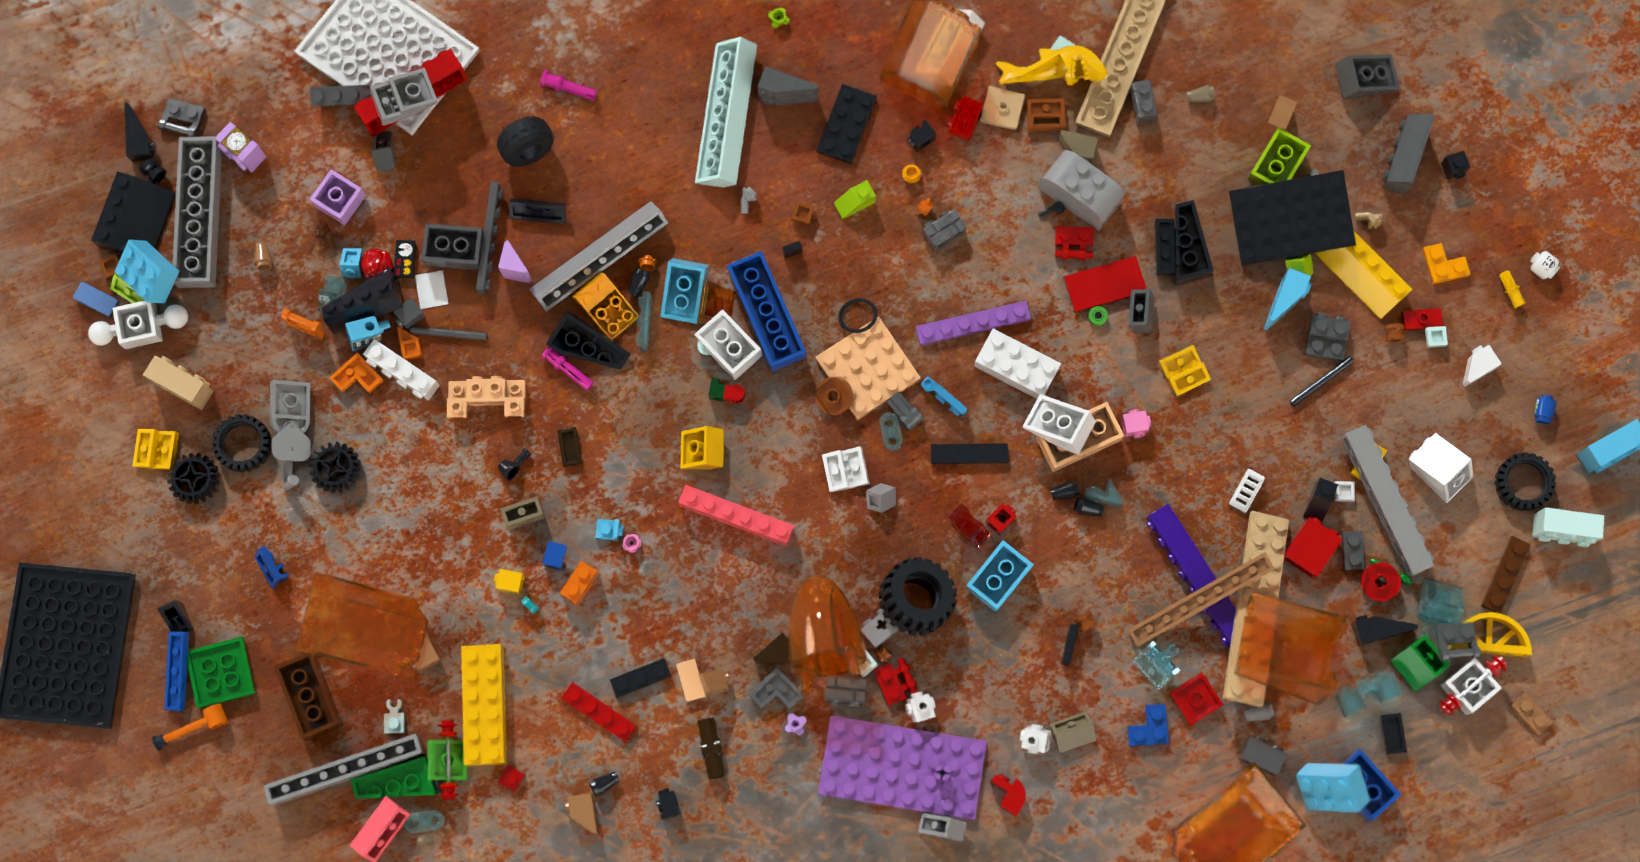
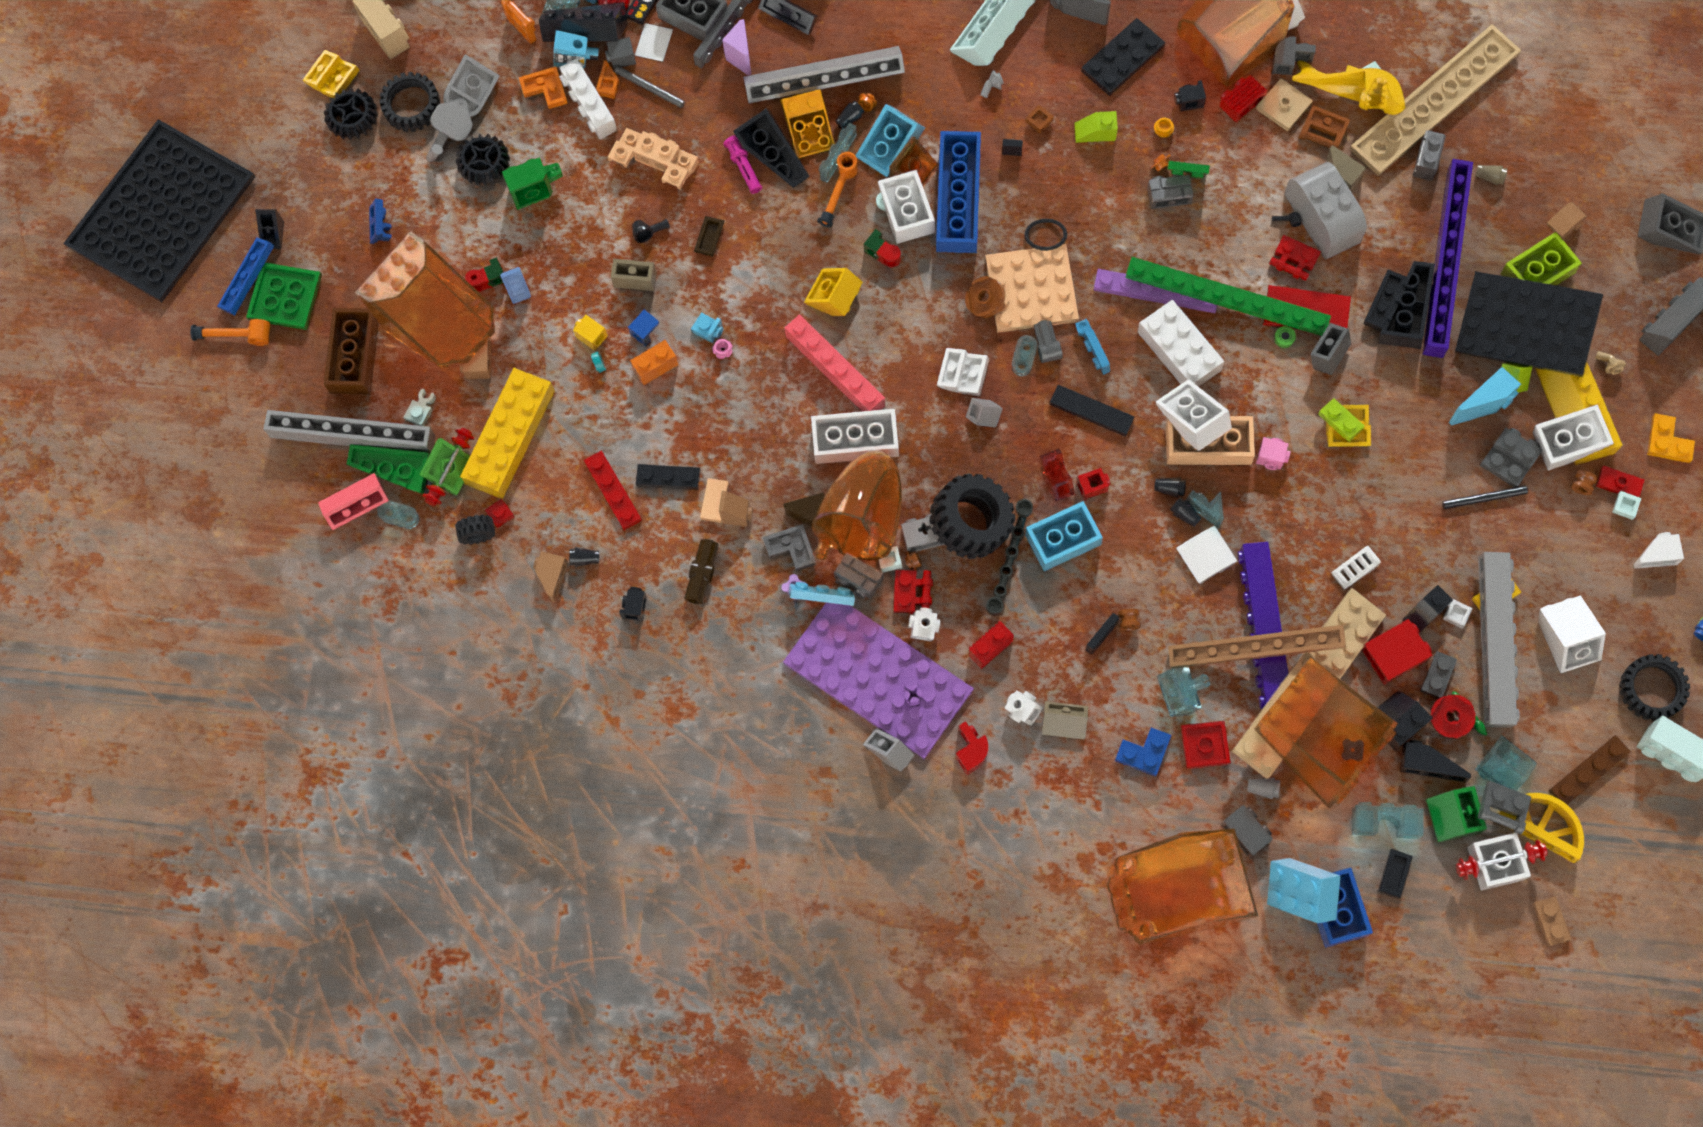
camera: 30 degrees right, 5 degrees down
(390, 469) = (531, 181): none -> green hinge
(393, 573) = (485, 277): none -> leg
(424, 570) = (515, 285): none -> medium blue slope
(500, 804) = (475, 529): none -> black tyre
(663, 384) = (845, 173): none -> orange piece
(783, 570) = (852, 434): none -> white brick
(823, 721) = (821, 593): none -> medium azure plate
(957, 202) = (1196, 170): none -> green plate
(972, 663) = (995, 604): none -> pearl dark grey bar
(983, 697) = (990, 644): none -> red brick
(984, 62) = (1288, 52): none -> dark grey brick
(1035, 303) = (1227, 296): none -> green plate
(1122, 536) = (1207, 554): none -> white slope
(1178, 369) = (1341, 420): none -> lime plate
(1200, 186) = (1447, 258): none -> dark purple brick
(1321, 649) = (1357, 754): none -> clear smoke plate
(1341, 599) = (1409, 716): none -> black slope
(1369, 300) = (1572, 437): none -> white slope

